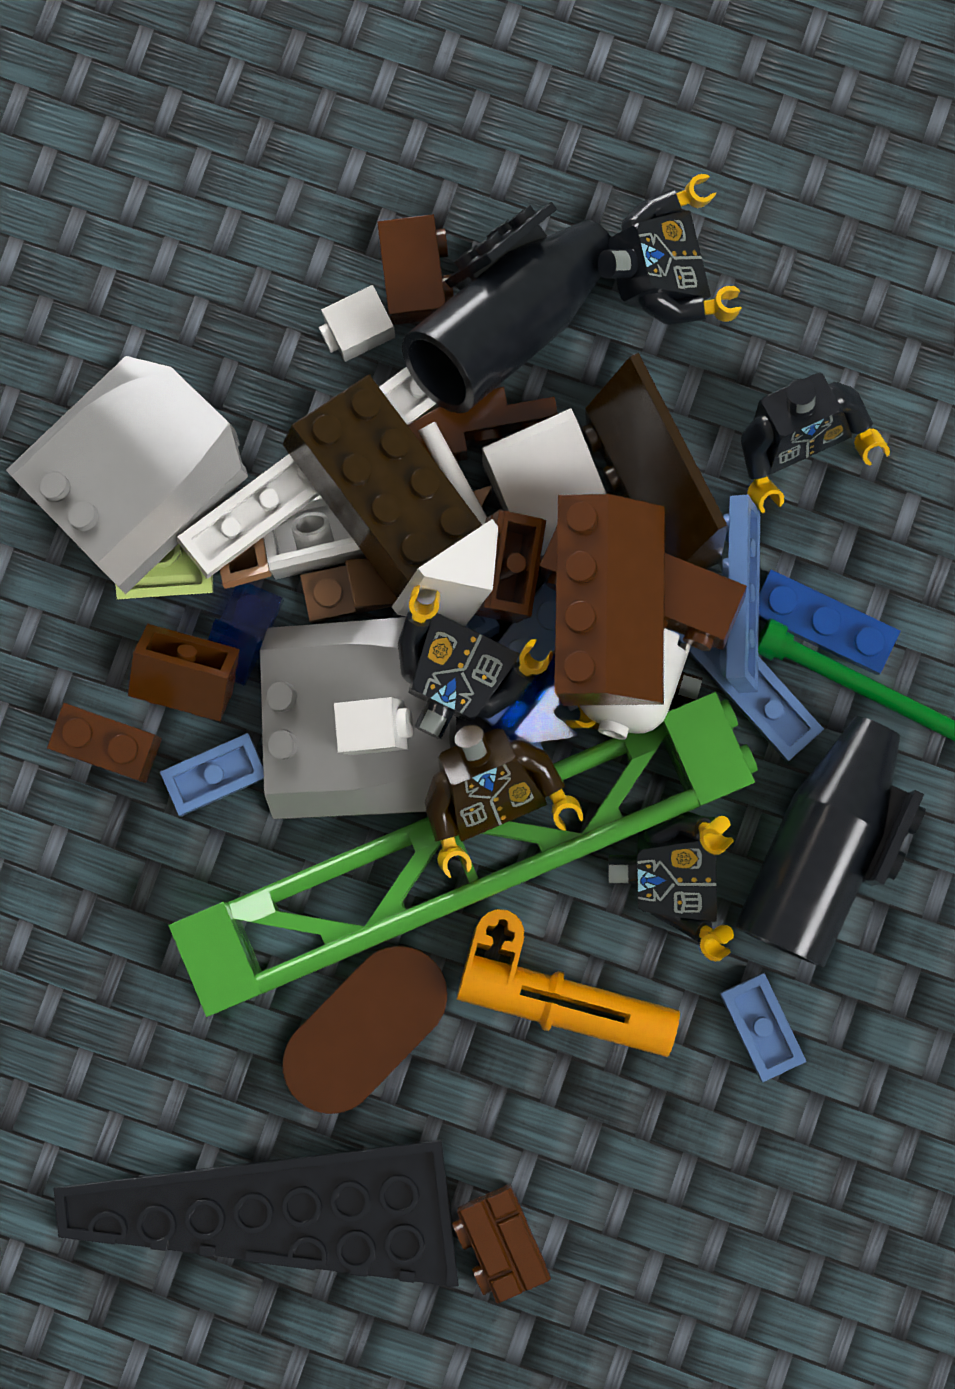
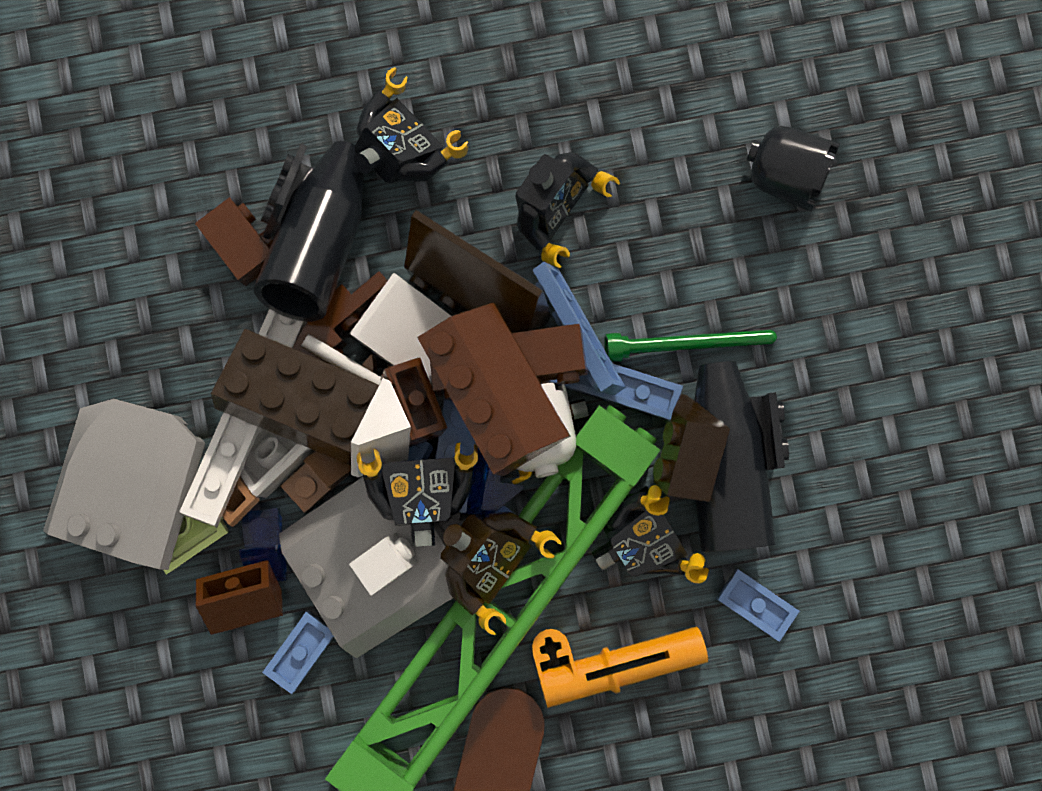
camera: 30 degrees left, 0 degrees up
(104, 743) = (213, 675): reddish brown brick -> none
(356, 324) = (221, 298): white brick -> none
(787, 802) = (690, 452): none -> dark brown slope
(827, 622) = (643, 315): blue plate -> none

